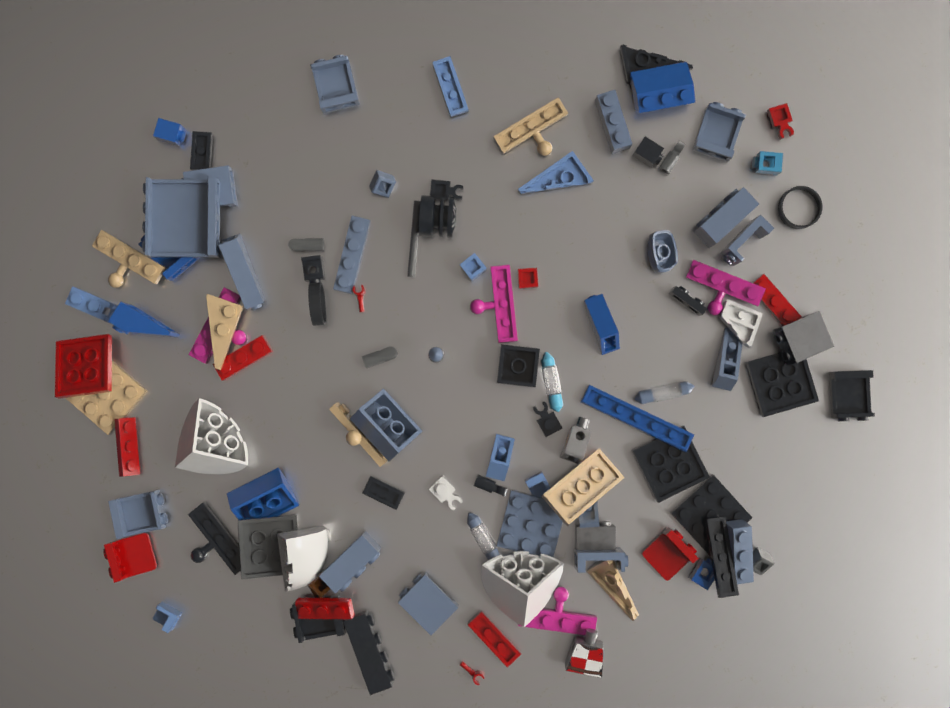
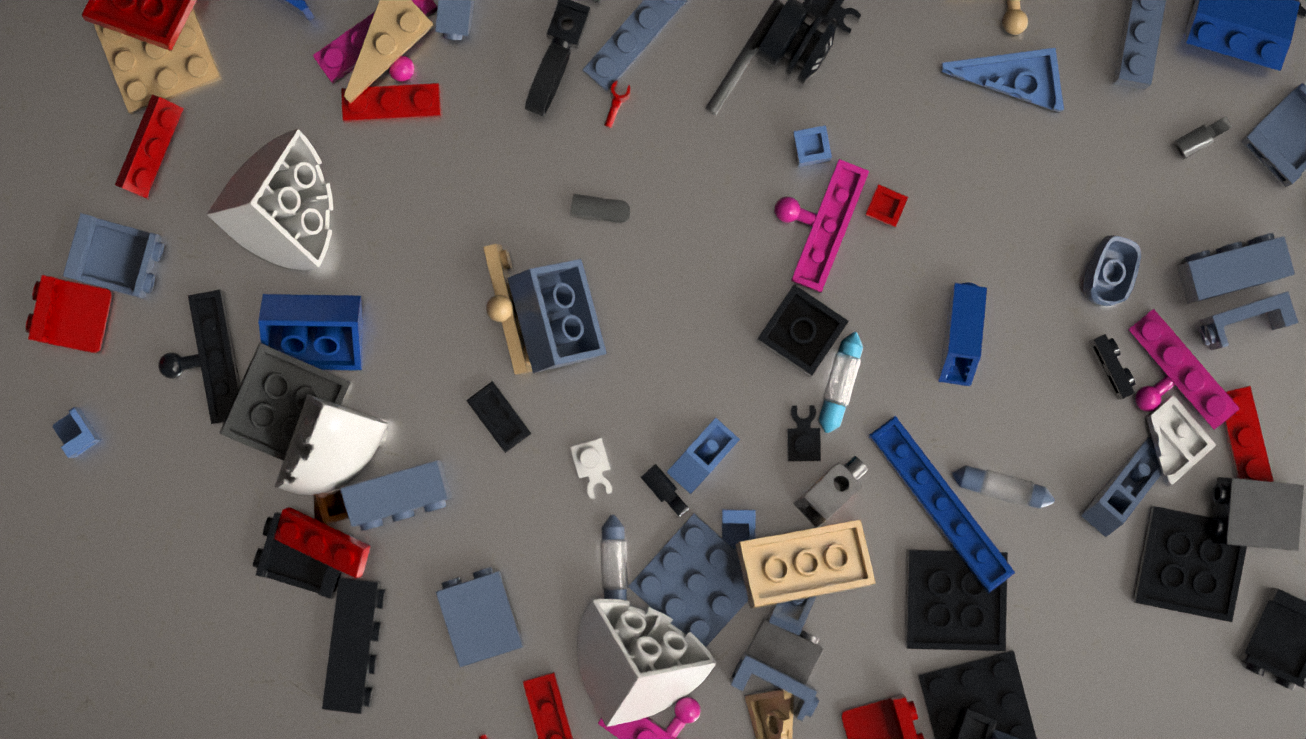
camera: 30 degrees right, 0 degrees up
(436, 355) = (687, 249): sand blue piece -> none
(649, 152) = (1170, 110): black brick -> none

